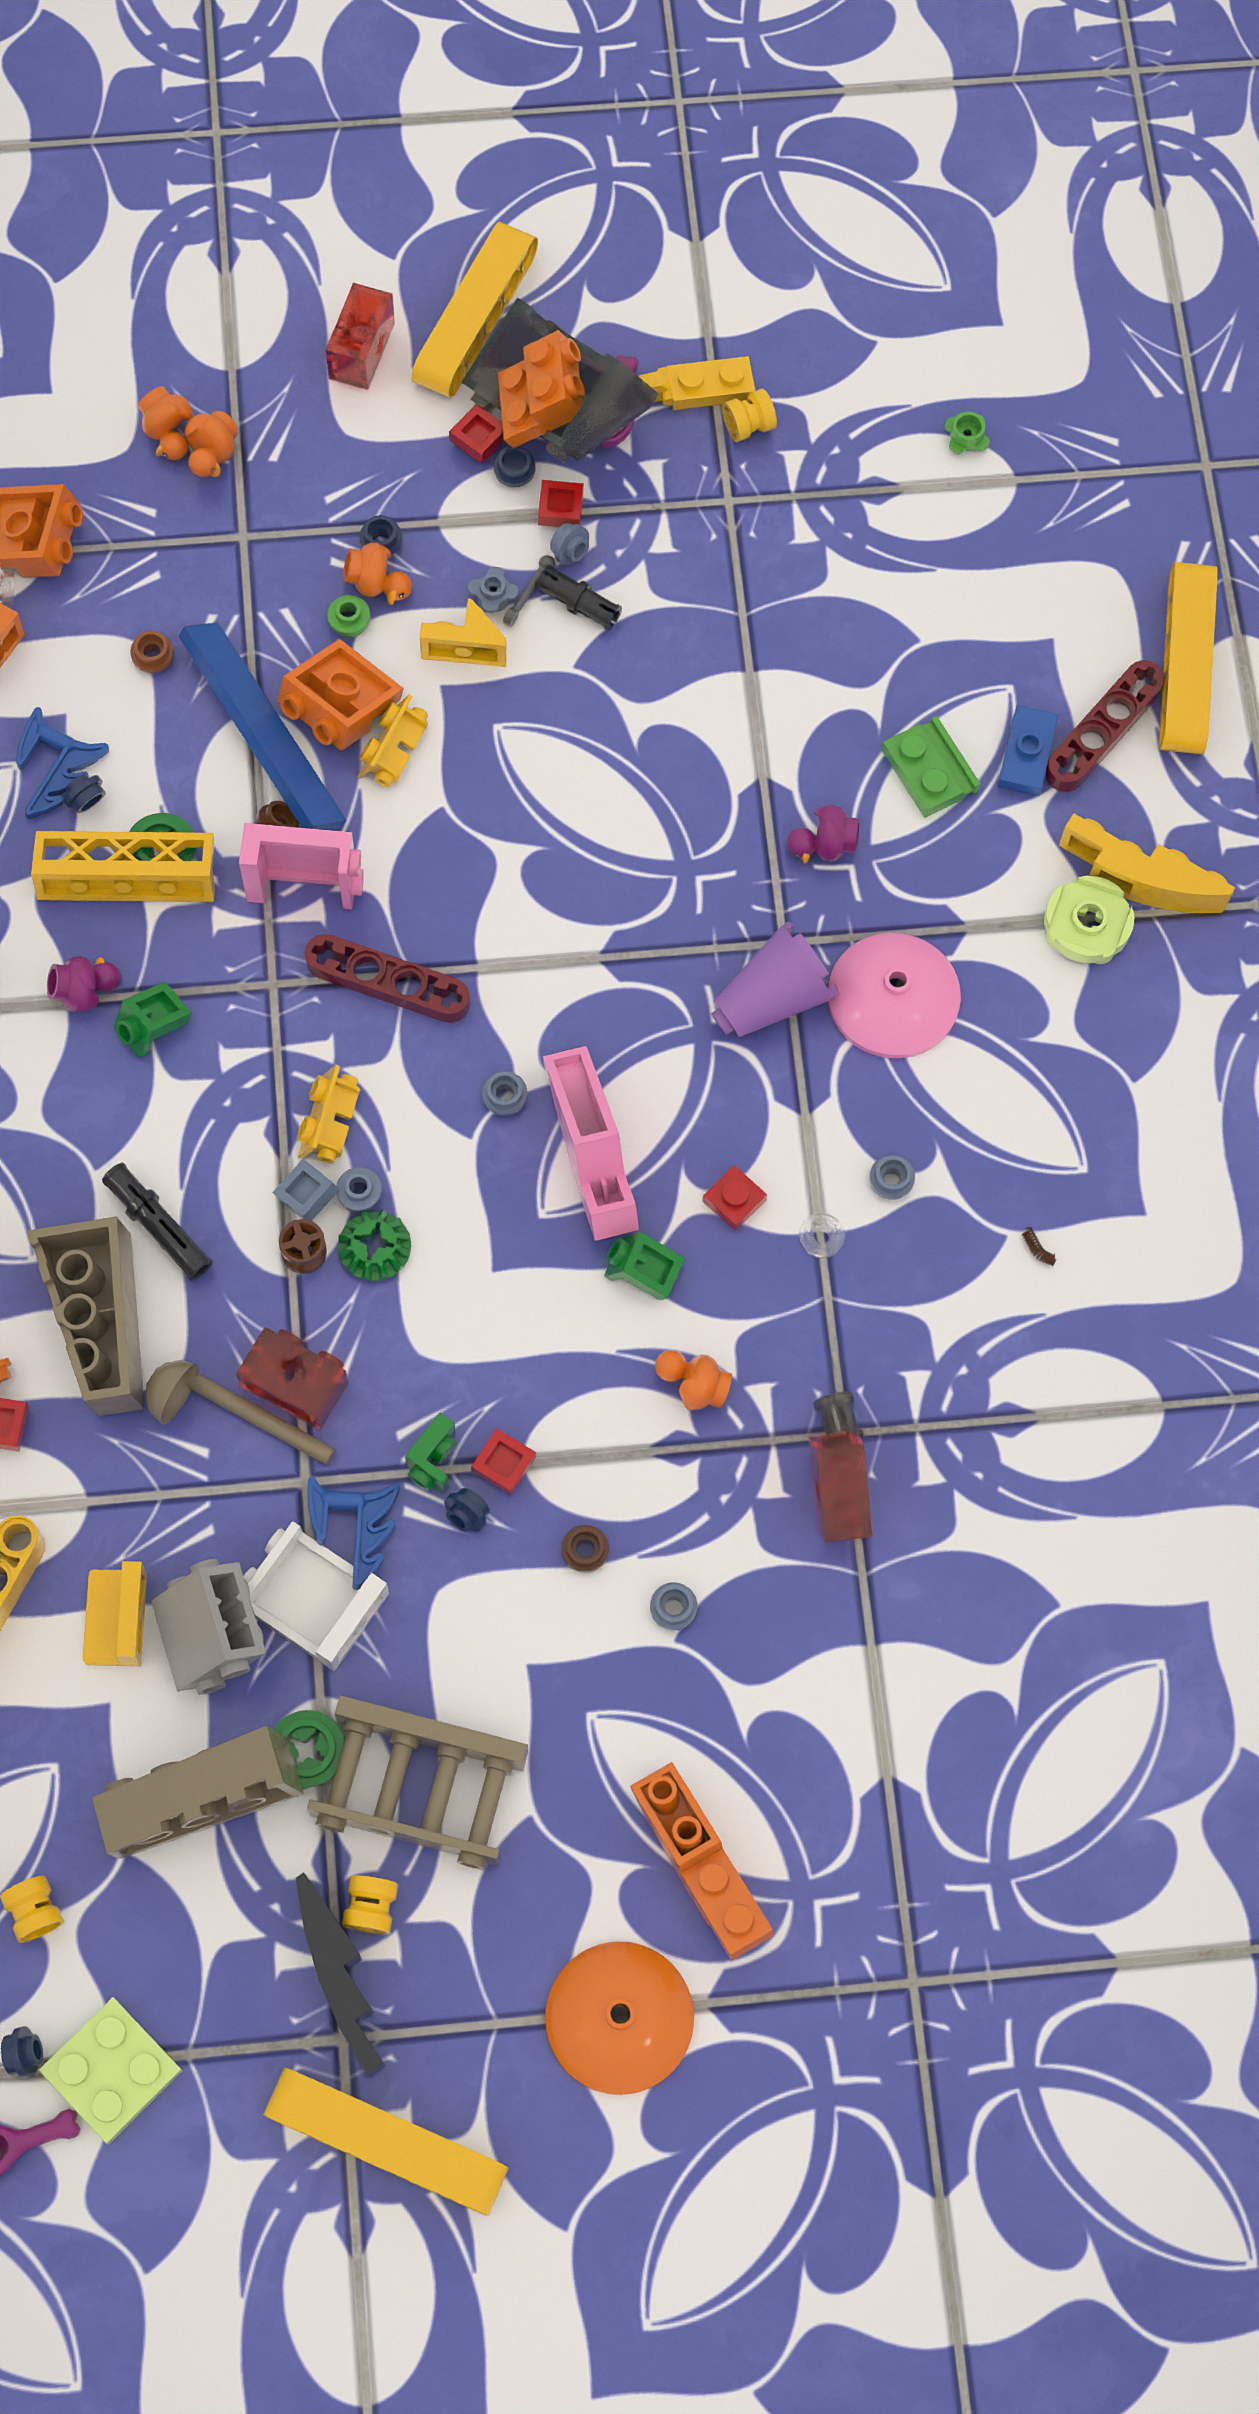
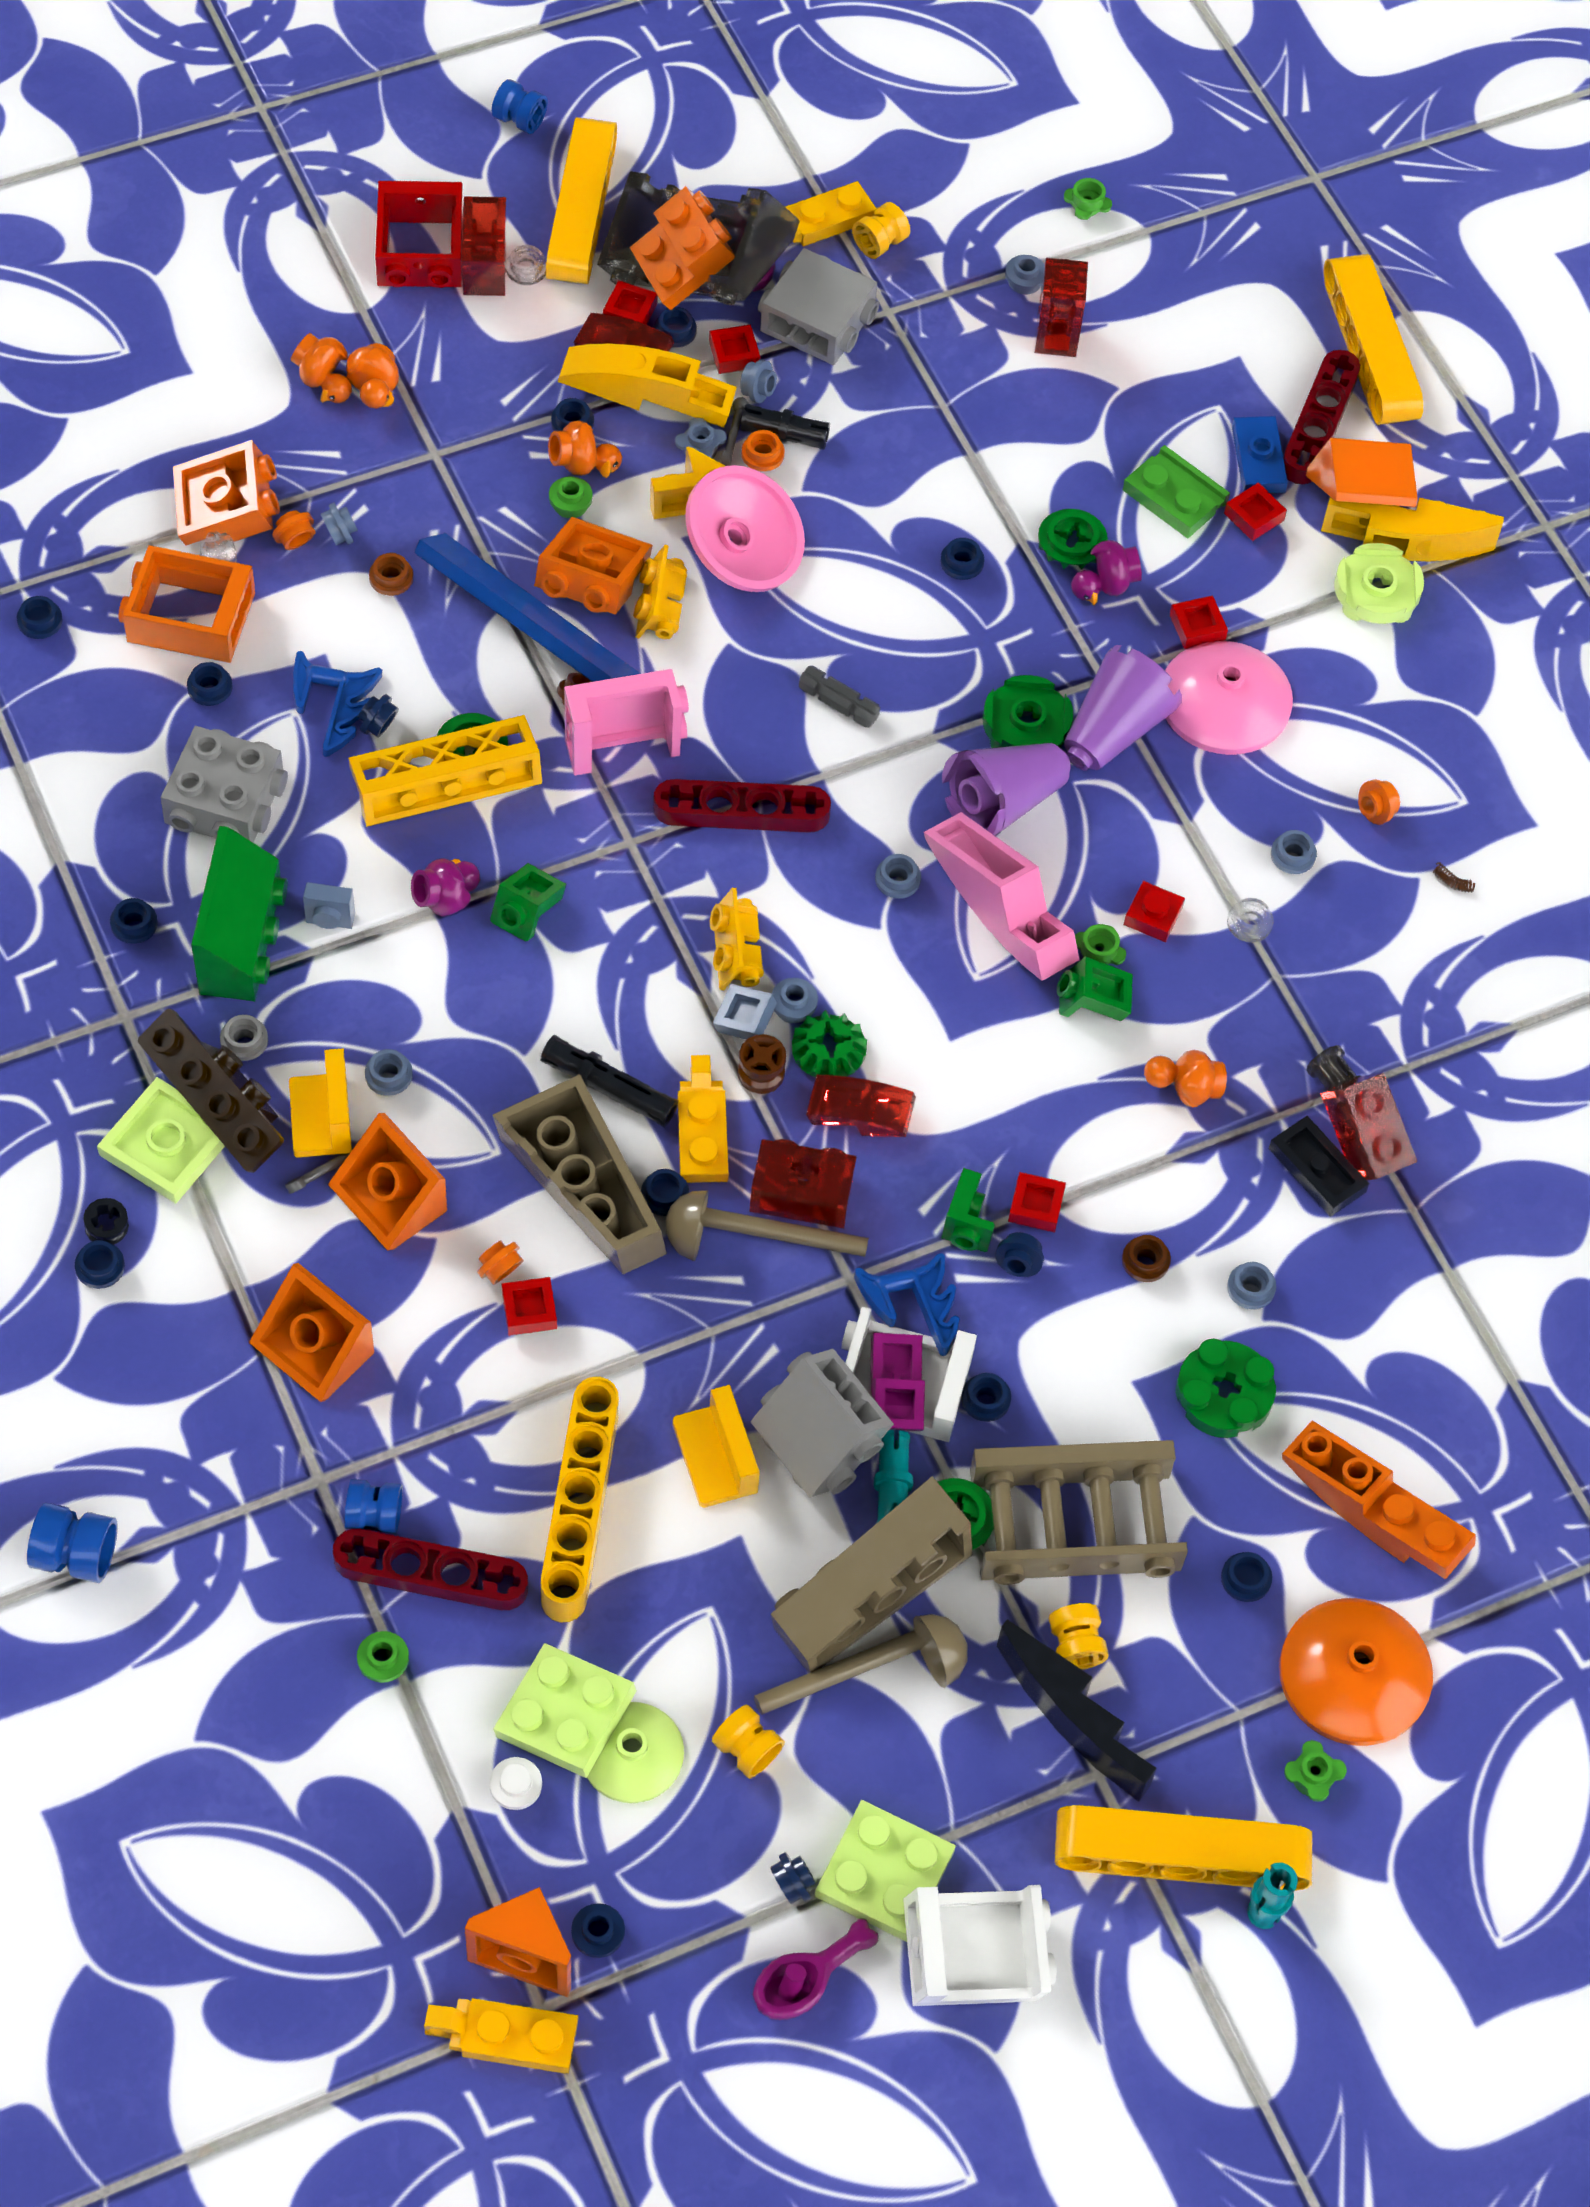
camera: 20 degrees left, 10 degrees down
(78, 582) = (294, 529): none -> orange plate
(122, 588) = (339, 524): none -> sand blue plate
(158, 2175) = (978, 1946): none -> white panel
(165, 1345) = (663, 1189): none -> dark blue plate
(226, 1290) = (702, 1125): none -> yellow hinge
(238, 1867) = (934, 1635): none -> dark tan piece
(265, 1693) = (893, 1478): none -> teal pin
(300, 1603) = (898, 1378): none -> magenta slope
(301, 268) = (400, 204): none -> red window
(379, 1315) = (862, 1103): none -> clear red slope
(379, 1626) = (990, 1385): none -> dark blue plate
(397, 355) = (526, 265): none -> clear plate
(427, 2214) = (1276, 1901): none -> teal pin
(456, 198) = (520, 106): none -> blue wheel
(460, 467) = (618, 330): none -> clear red slope
(462, 512) = (638, 373): none -> yellow slope
(515, 695) = (758, 520): none -> bright pink dish
(522, 892) = (839, 696): none -> dark grey axle
(524, 2101) = (1312, 1785): none -> bright green plate
(545, 608) = (763, 442): none -> orange plate
(552, 1894) = (1246, 1577): none -> dark blue plate
(580, 1700) = (1232, 1362): none -> green plate
(638, 1029) = (1003, 782): none -> medium lavender cone
(655, 481) = (818, 306): none -> light grey brick
(670, 1208) = (1101, 936): none -> bright green plate
(680, 943) = (1027, 694): none -> green plate
(697, 772) = (962, 550): none -> dark blue plate
(784, 1506) = (1318, 1166): none -> black plate
(802, 773) = (1060, 526): none -> green gear
(874, 506) = (1025, 274): none -> sand blue plate
(886, 545) = (1061, 307): none -> clear red brick
(895, 911) = (1198, 621): none -> red plate
(994, 1148) = (1378, 801): none -> orange plate
(997, 810) = (1255, 511): none -> red plate
(1113, 806) = (1365, 472): none -> orange slope

